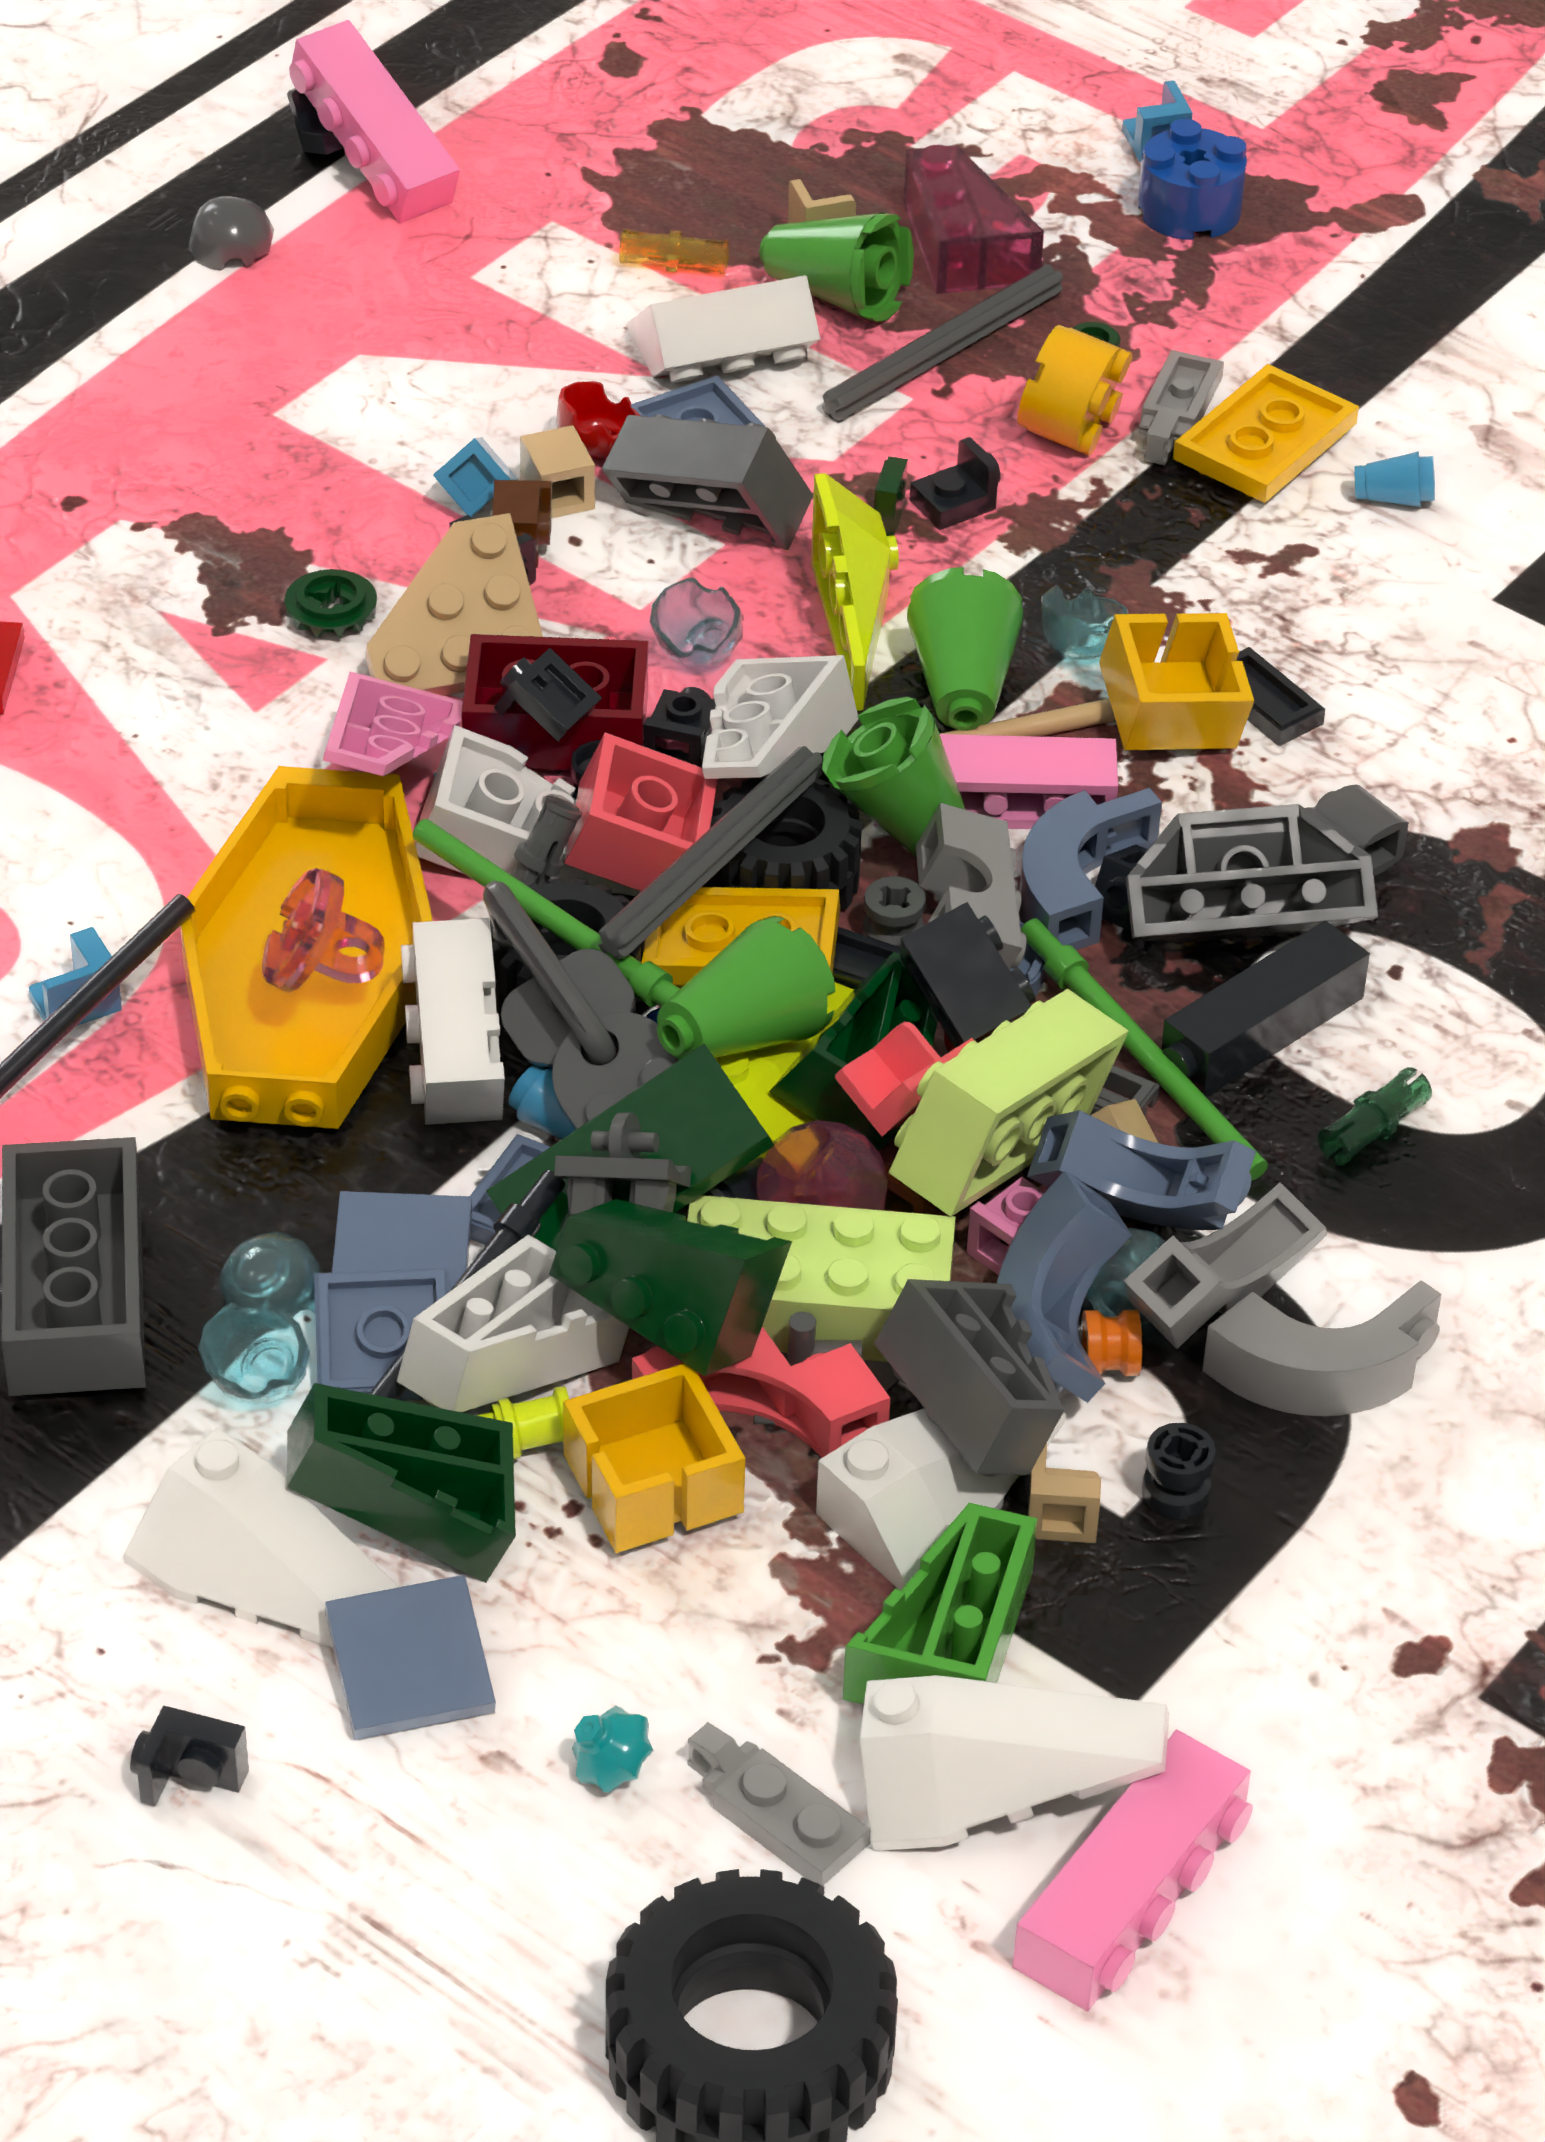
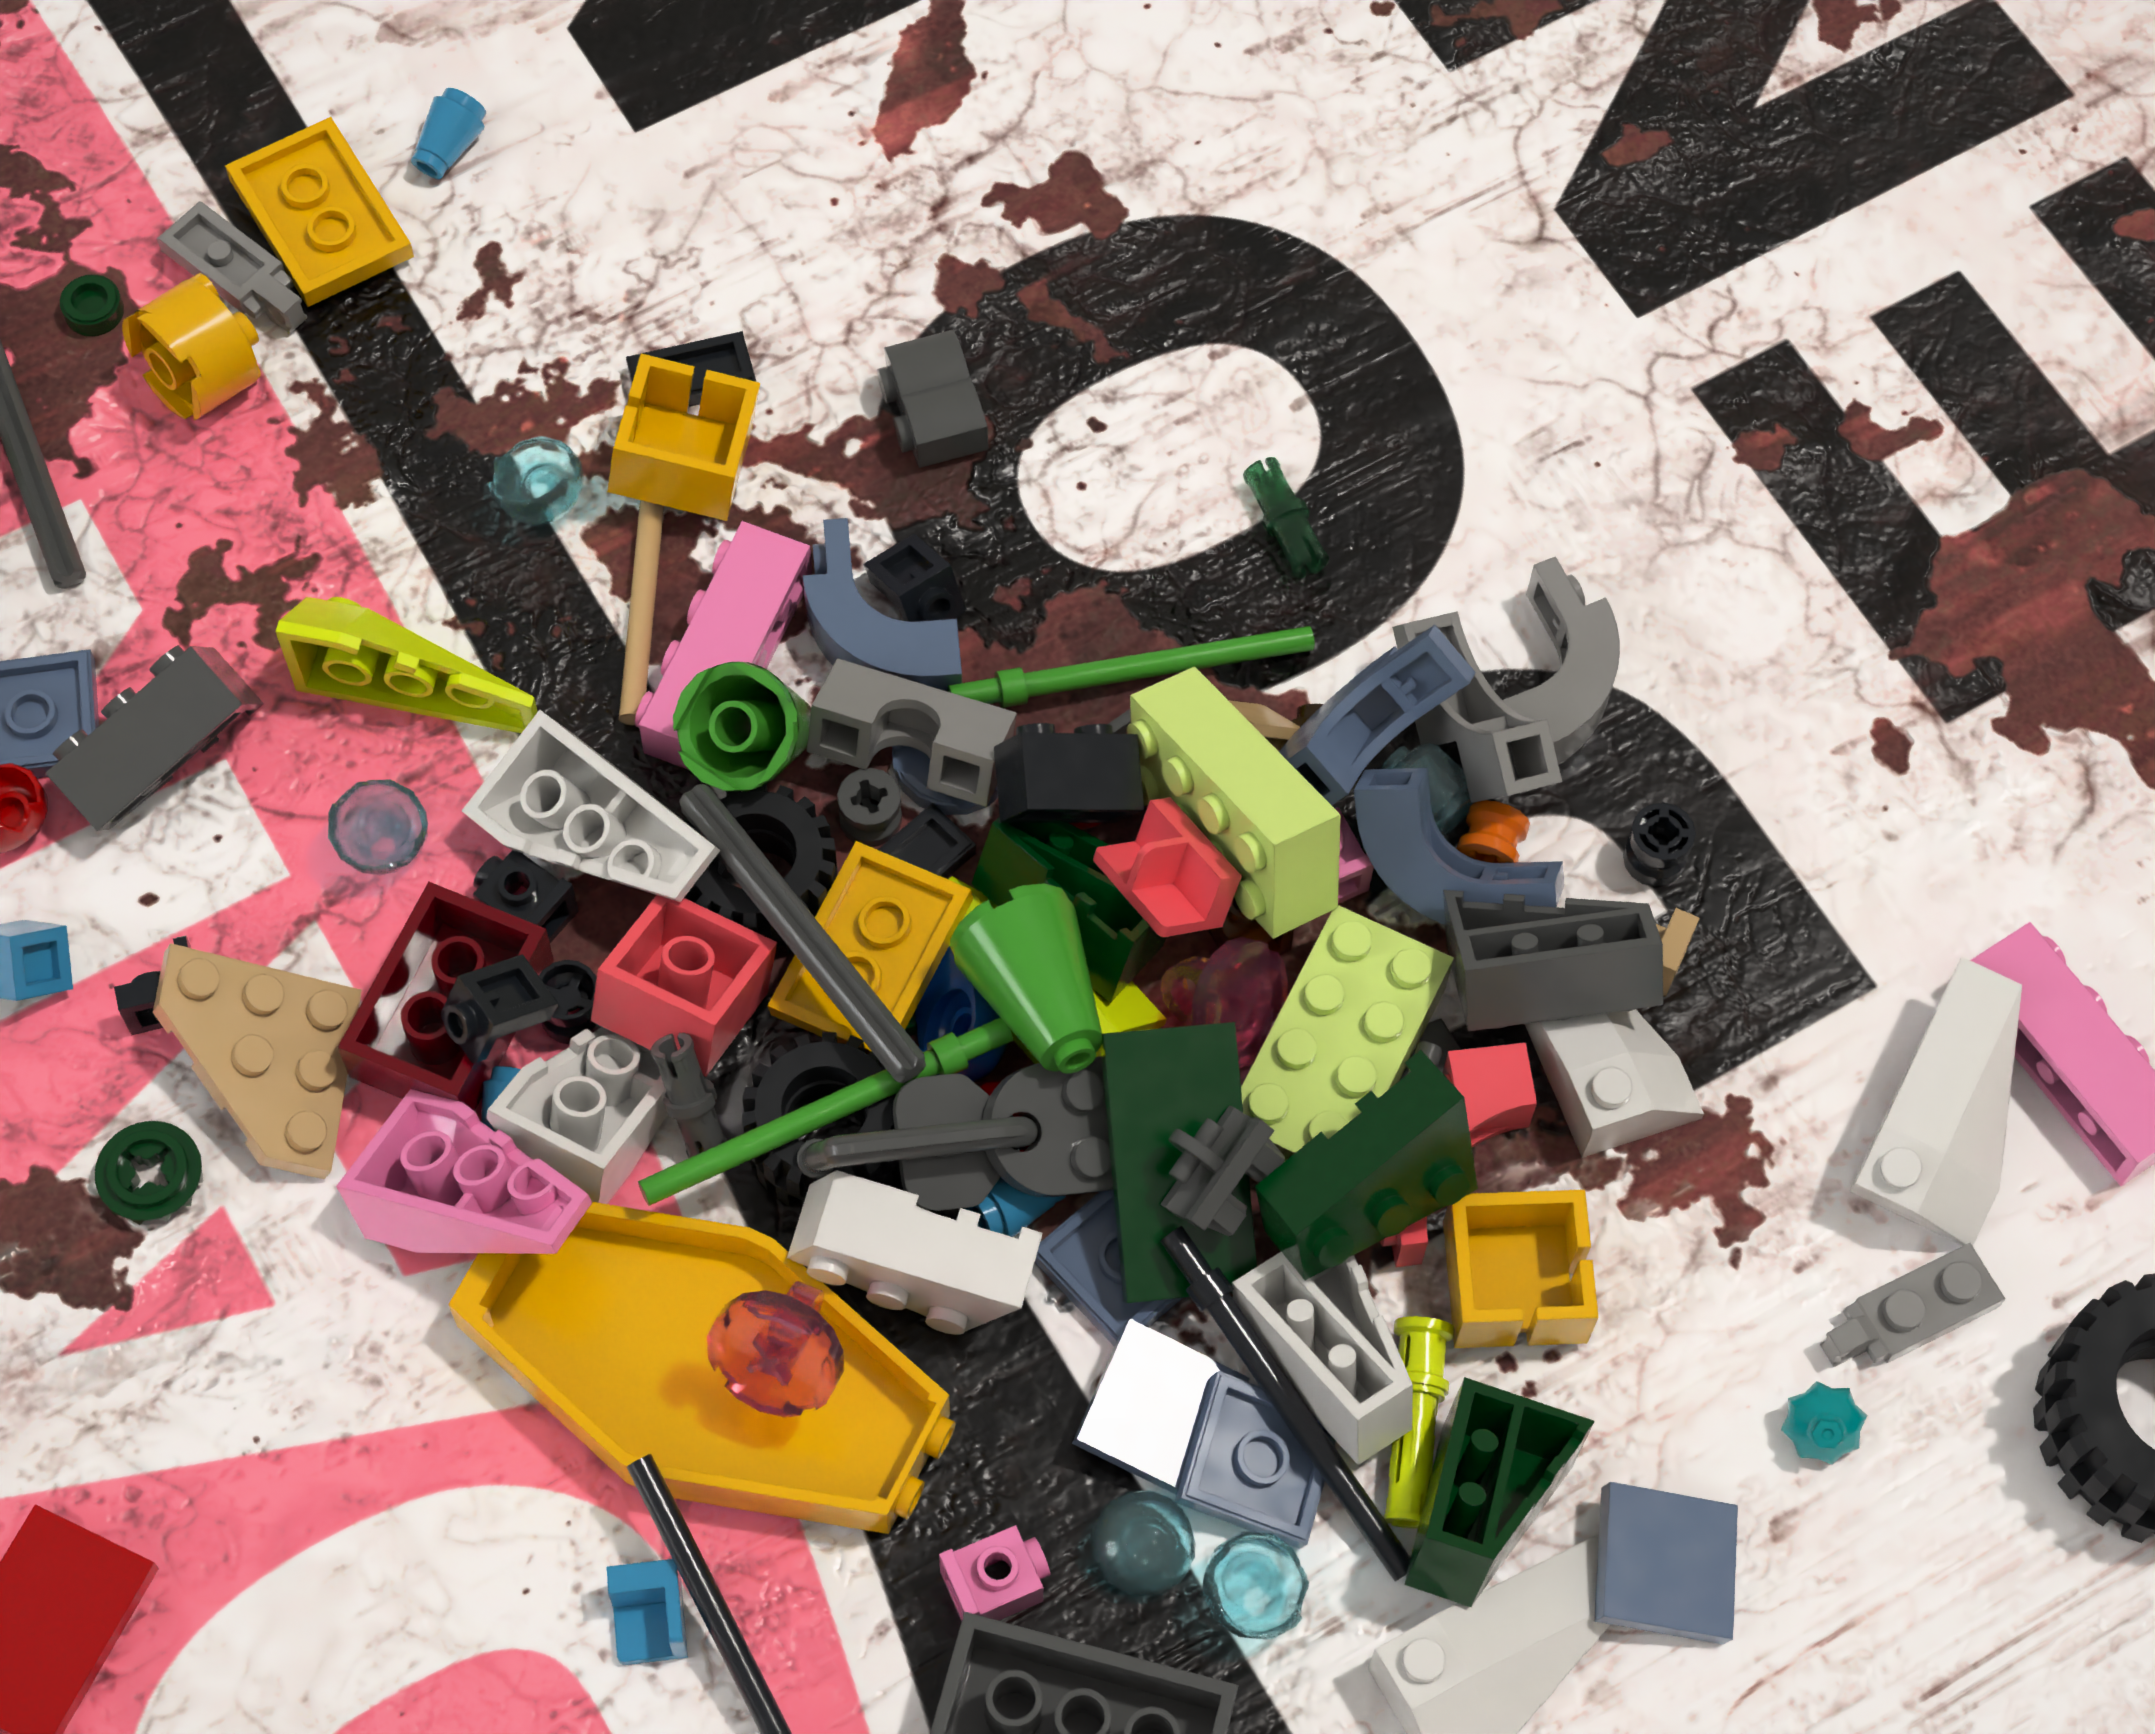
camera: 70 degrees left, 20 degrees up
(191, 1184) = (991, 1598): none -> bright pink brick
(529, 508) = (119, 940): reddish brown brick -> none
(562, 459) = (54, 876): tan brick -> none
(891, 493) = (256, 578): dark green tile -> none
(954, 1610) = (1787, 1087): bright green wedge -> none
(960, 490) = (263, 511): black bracket -> none
(965, 641) = (546, 601): bright green cone -> none
(1248, 877) = (994, 486): dark grey wedge -> none
(1266, 1007) = (1129, 546): black brick -> none

